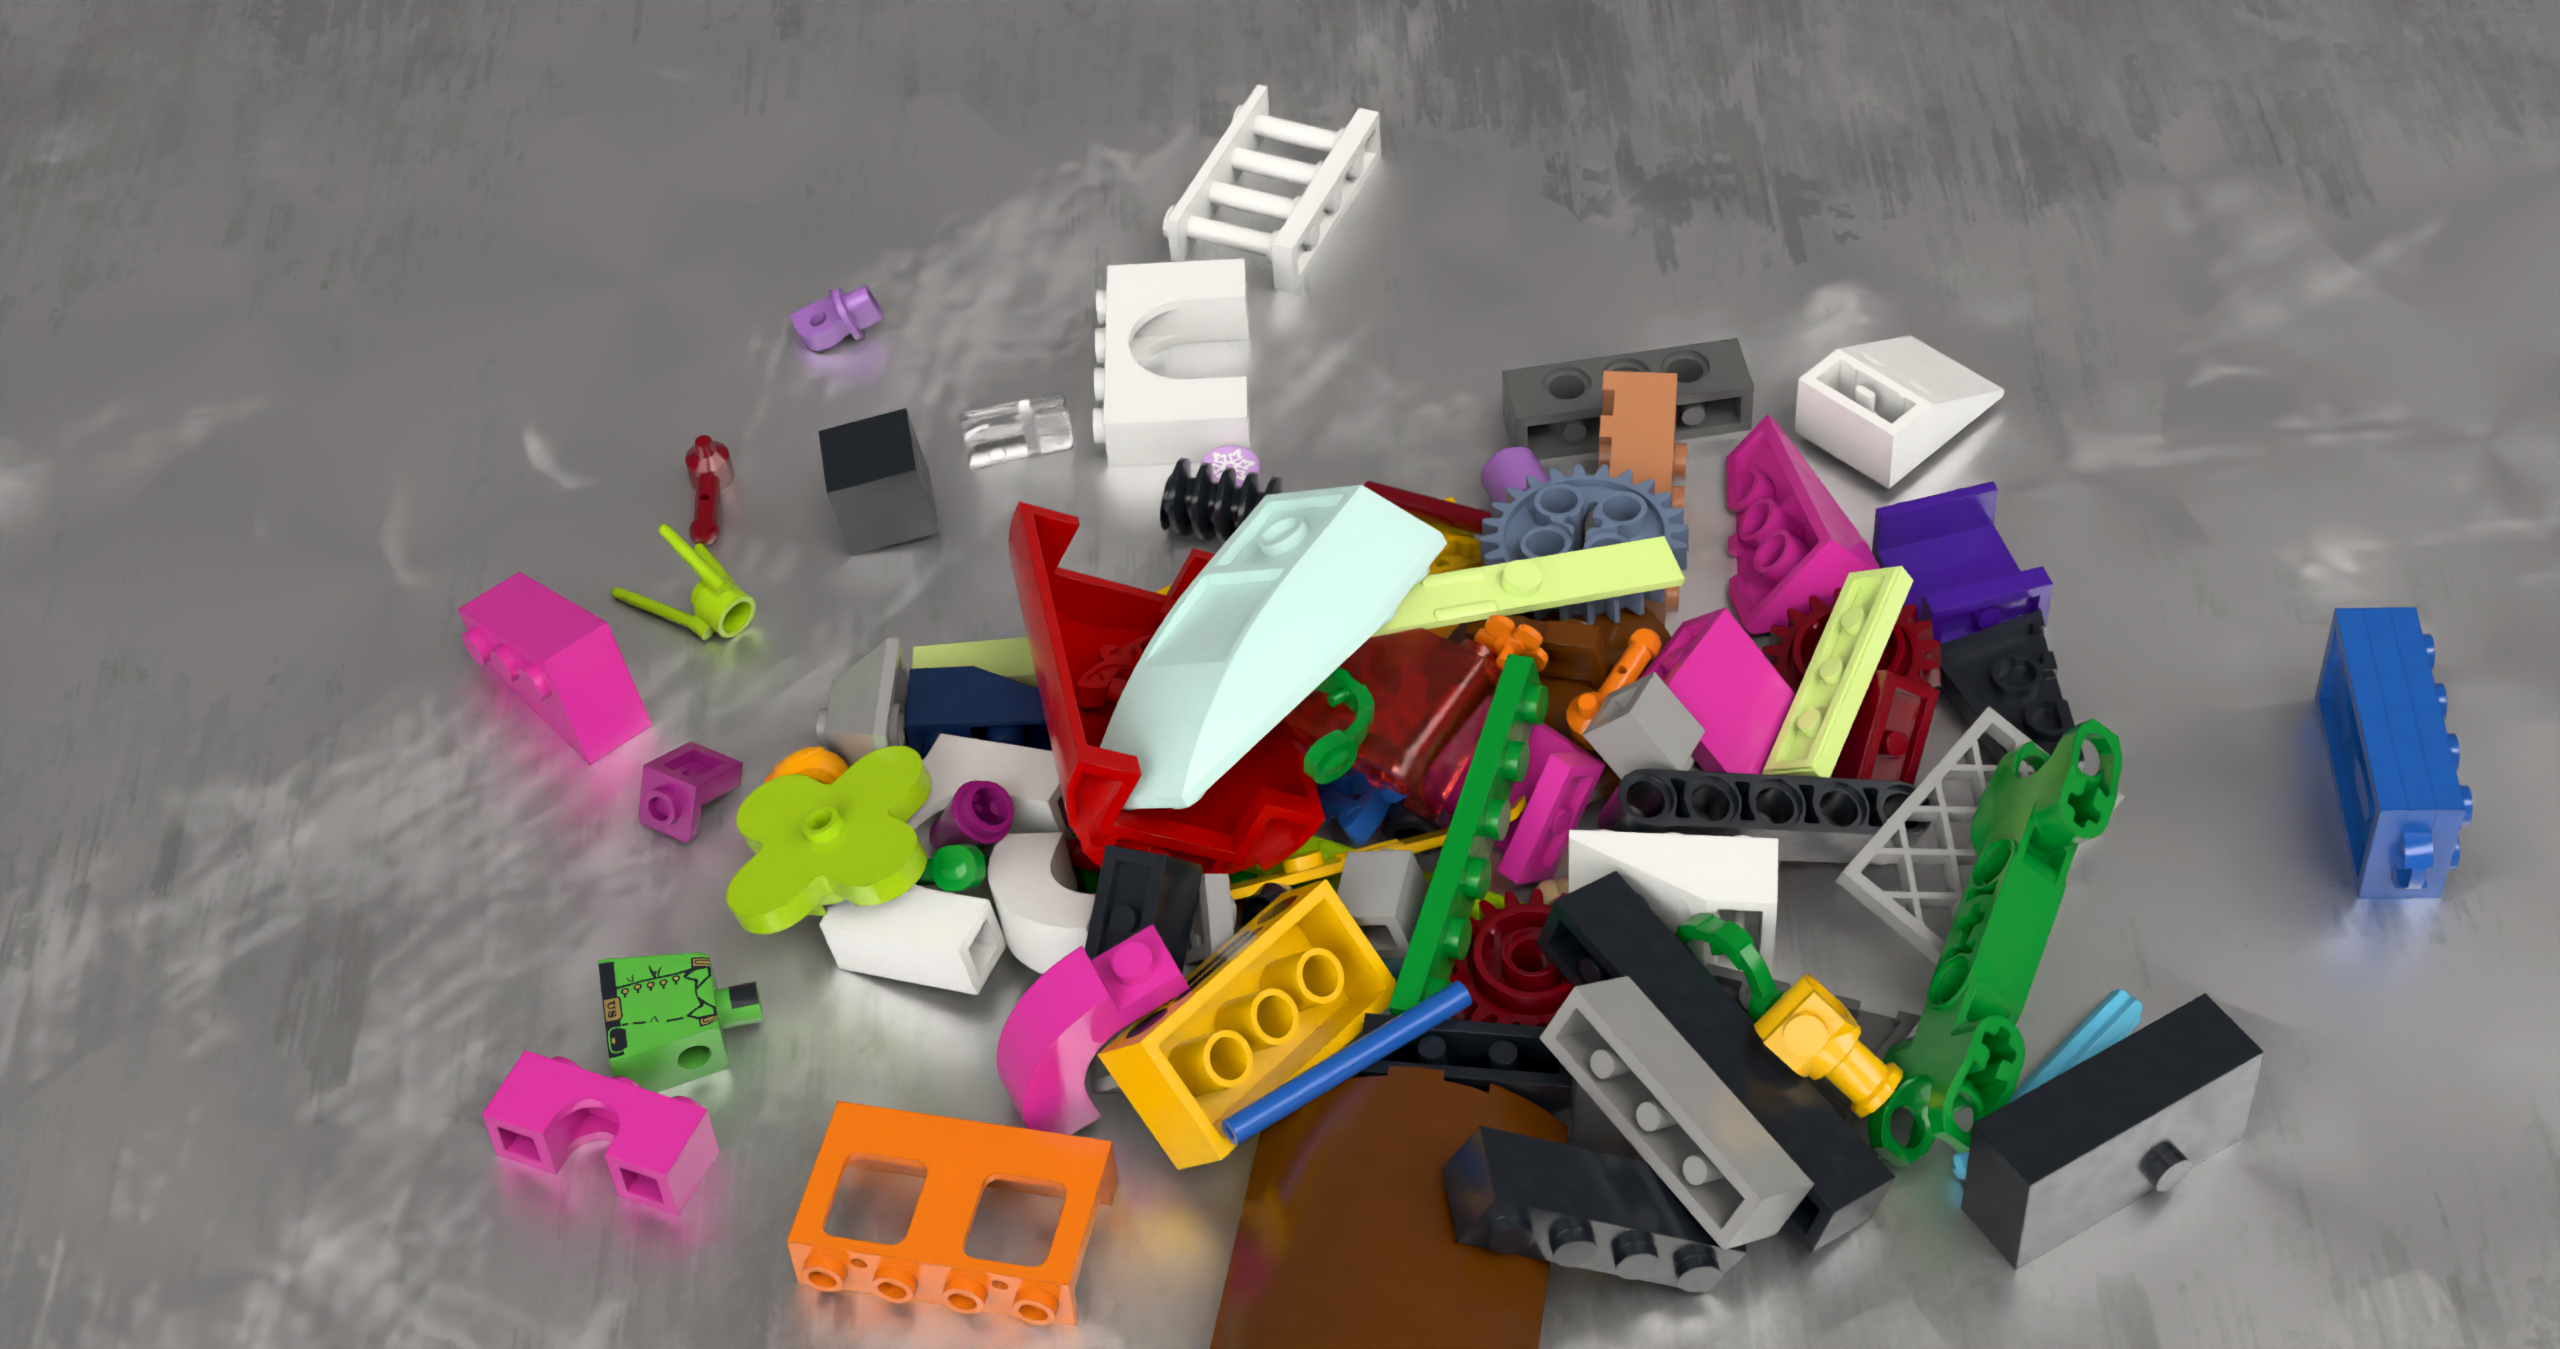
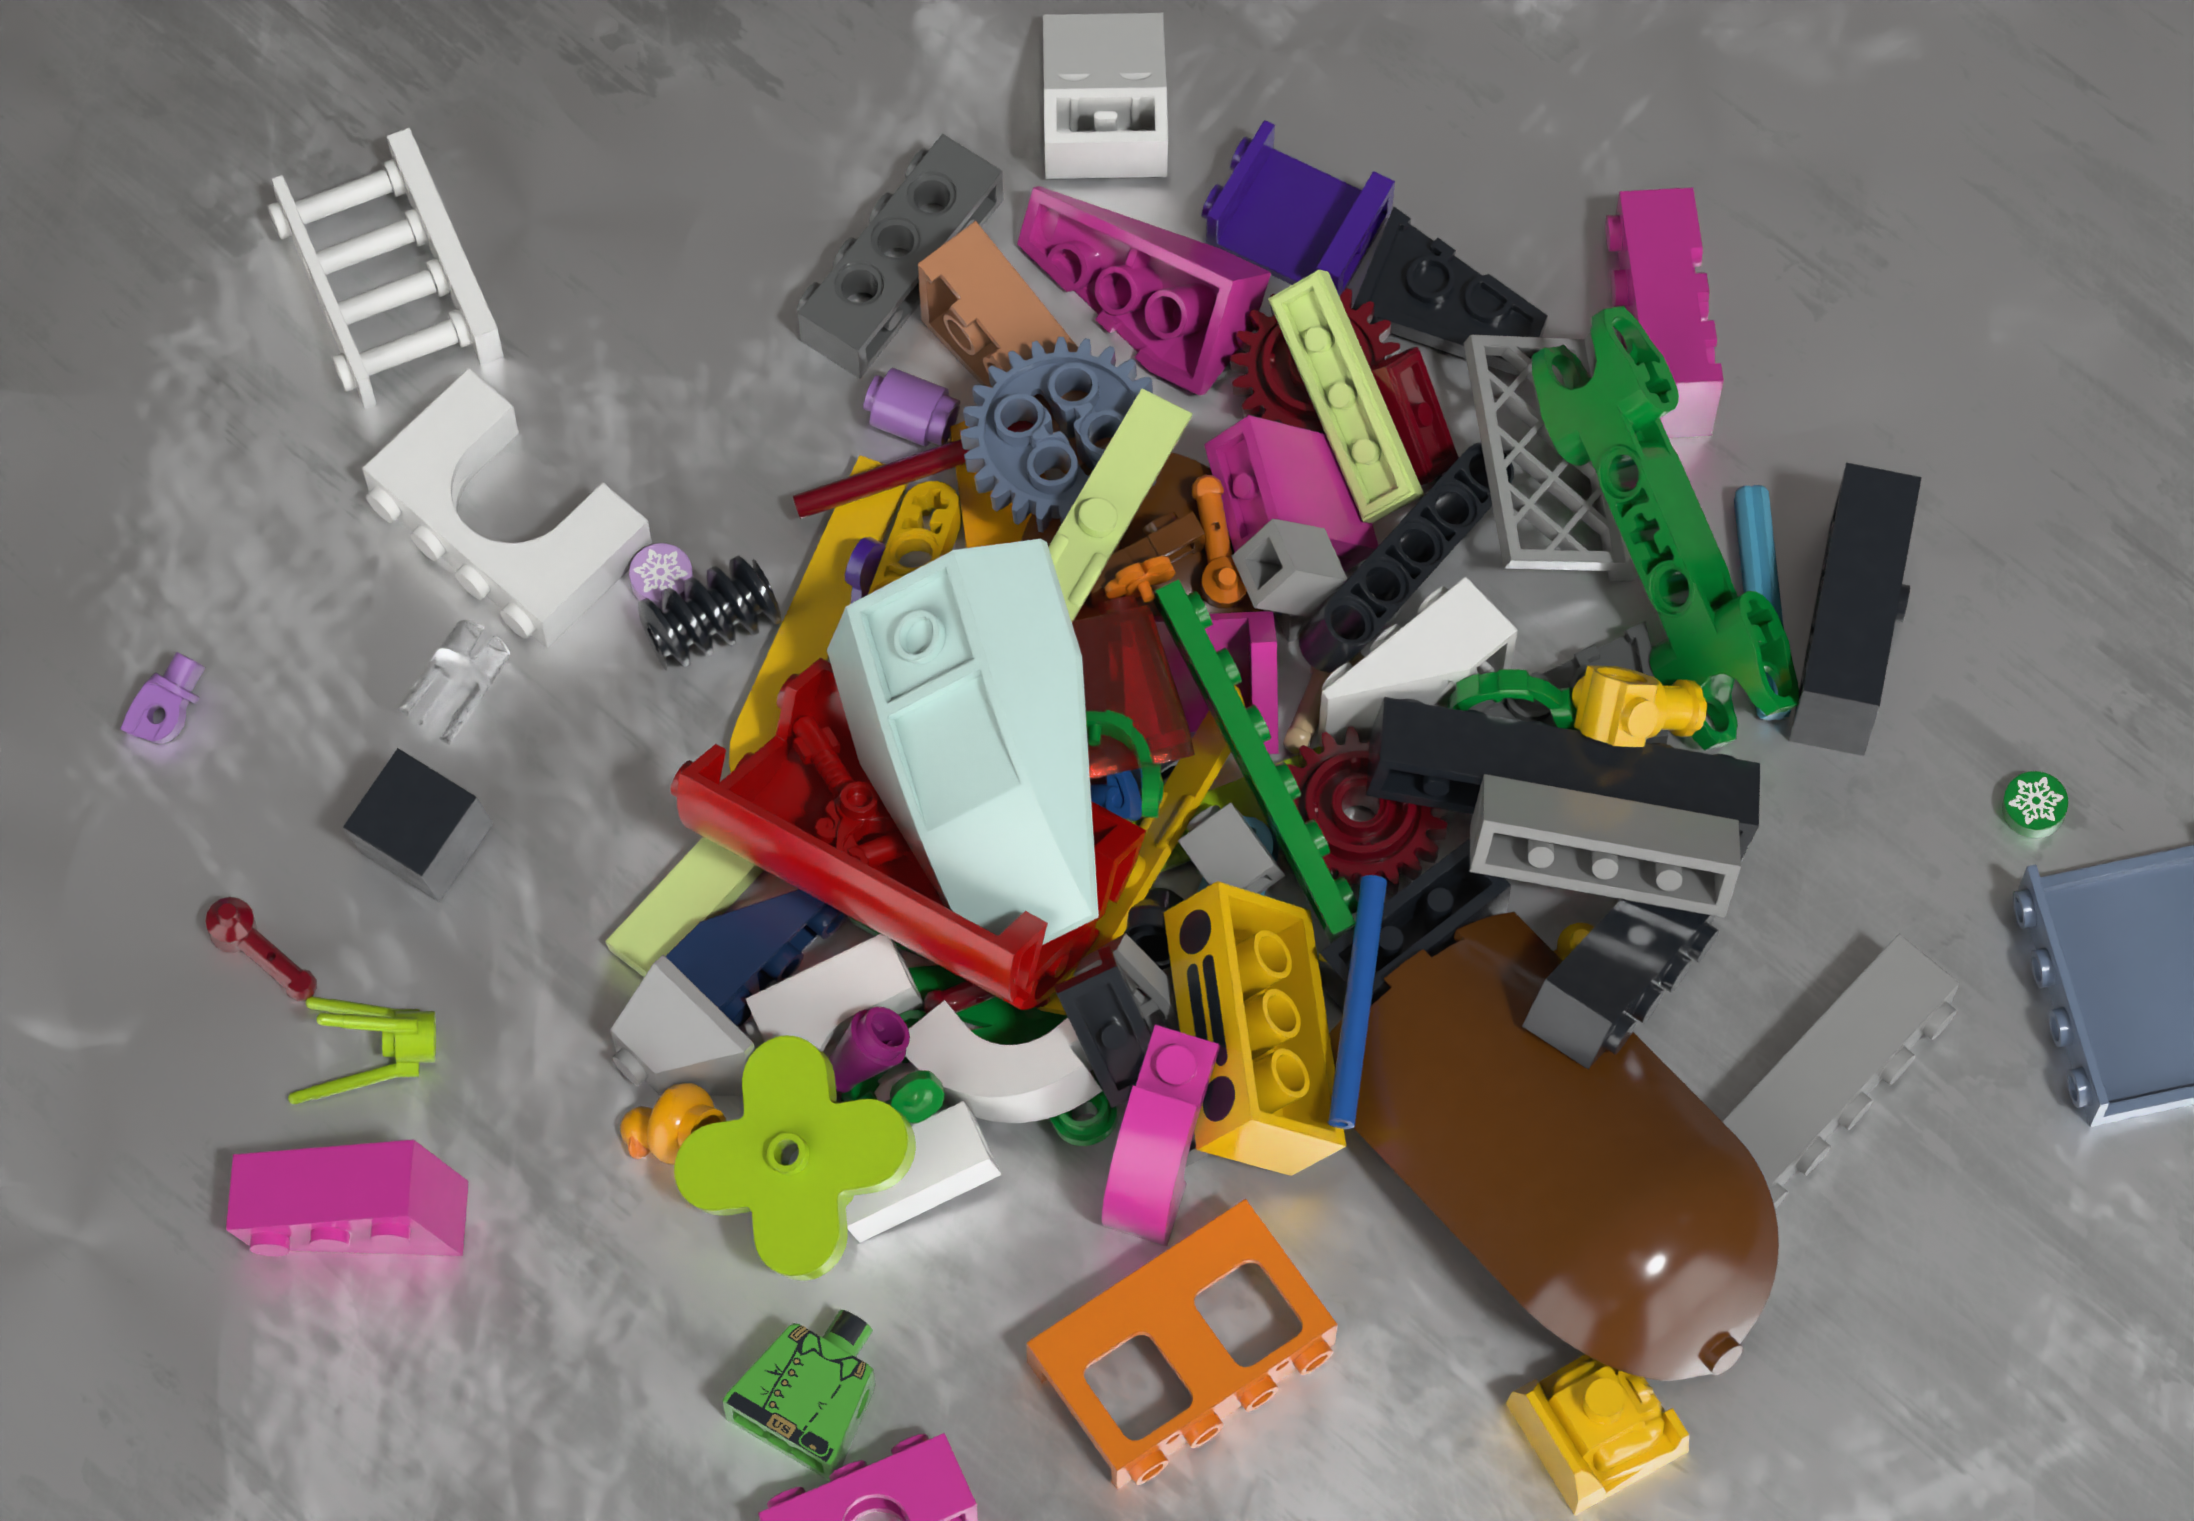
camera: 50 degrees left, 20 degrees up
(680, 784) = (582, 1209): magenta bracket -> none
(2185, 826) = (1658, 285): none -> dark pink wedge
(2391, 753) = (1748, 145): blue piece -> none

